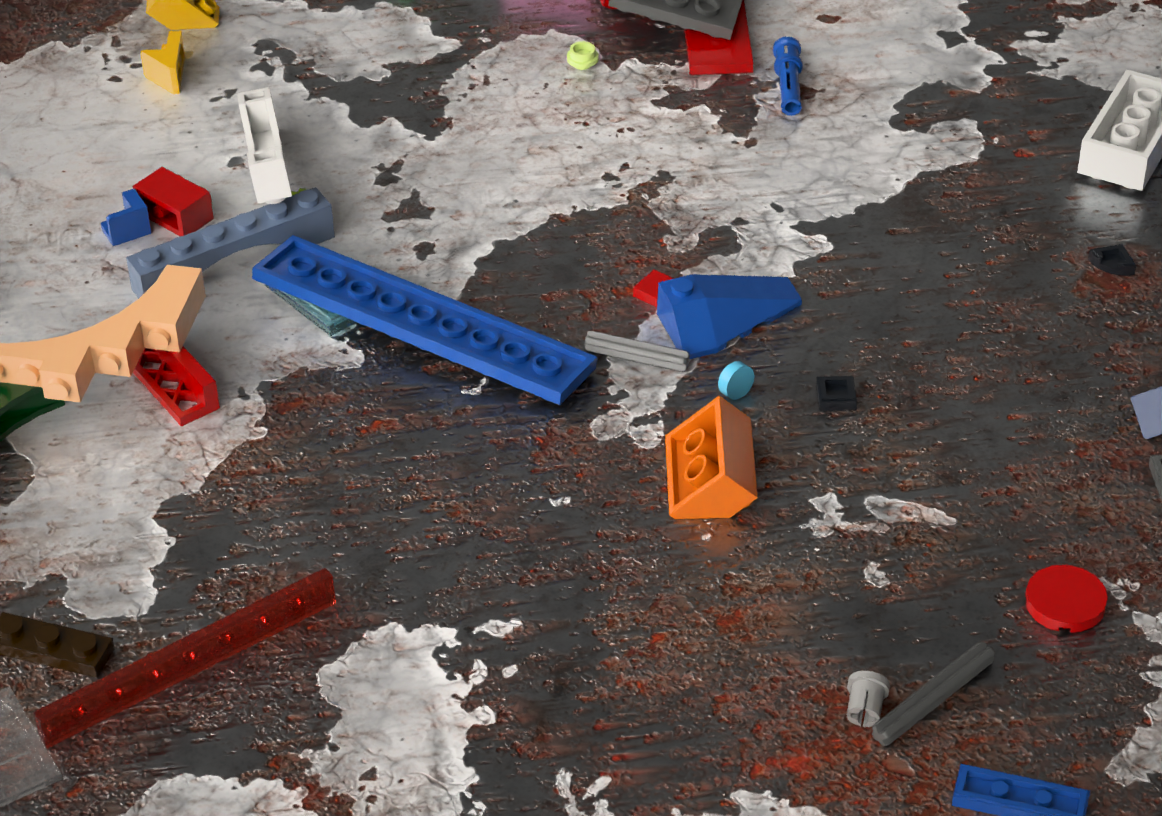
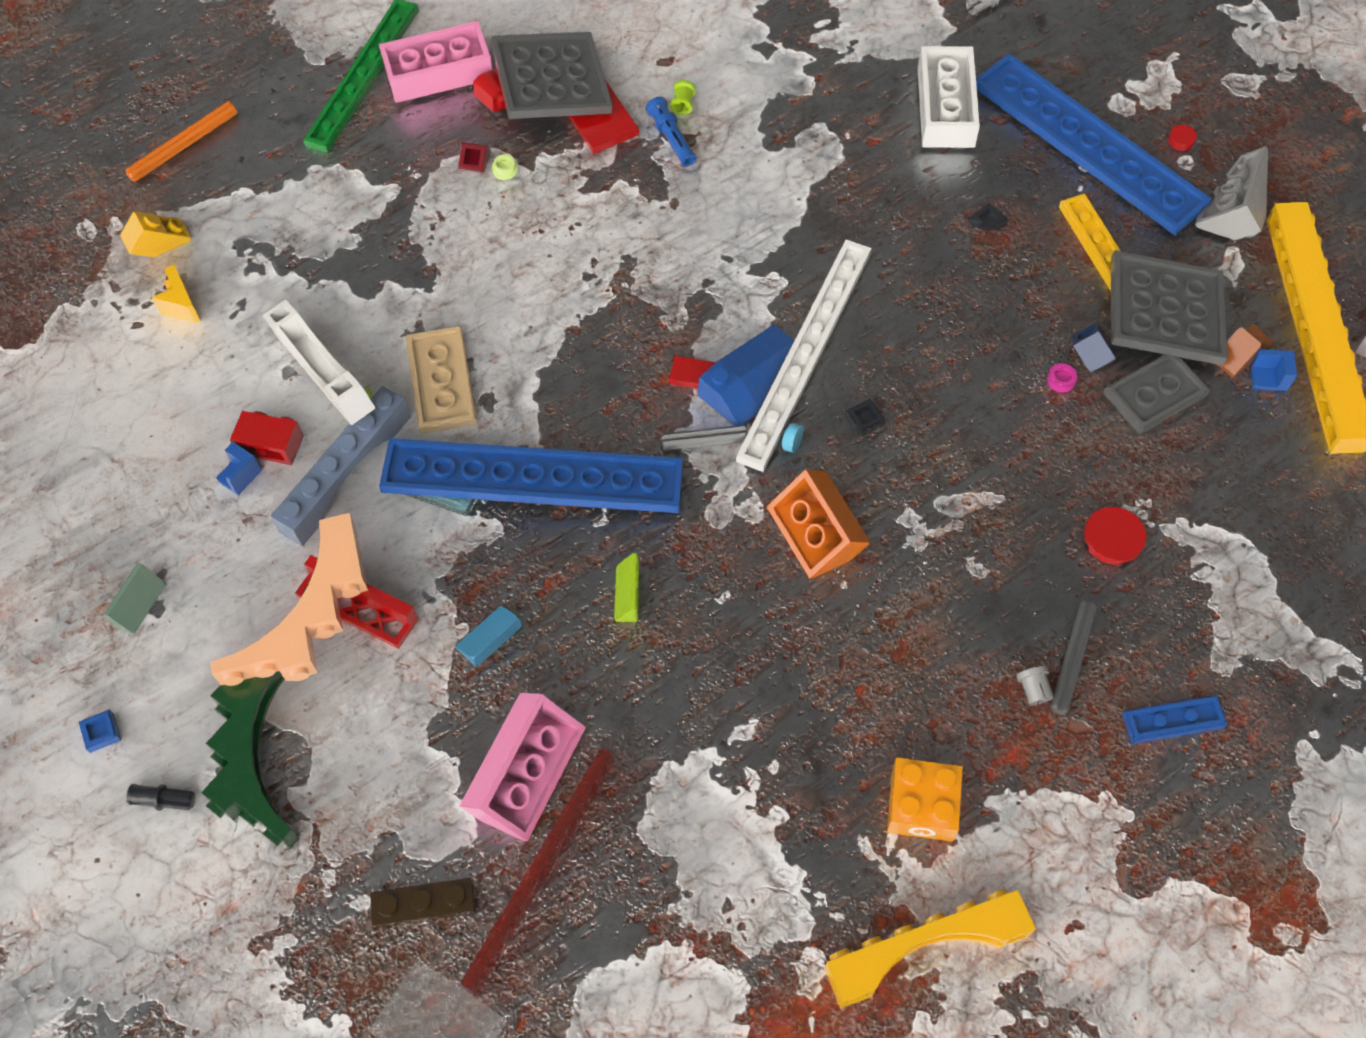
camera: 25 degrees left, 20 degrees up
(236, 562) = (523, 766): none -> bright pink slope
(281, 445) = (489, 635): none -> dark azure slope
(387, 214) = (441, 380): none -> tan tile
(459, 454) = (627, 589): none -> lime slope
(556, 38) = (474, 157): none -> dark red slope
(655, 752) = (925, 799): none -> light orange brick
(802, 311) = (803, 356): none -> white plate
(818, 53) = (684, 92): none -> lime bush
(1103, 432) = (1062, 377): none -> dark pink tile

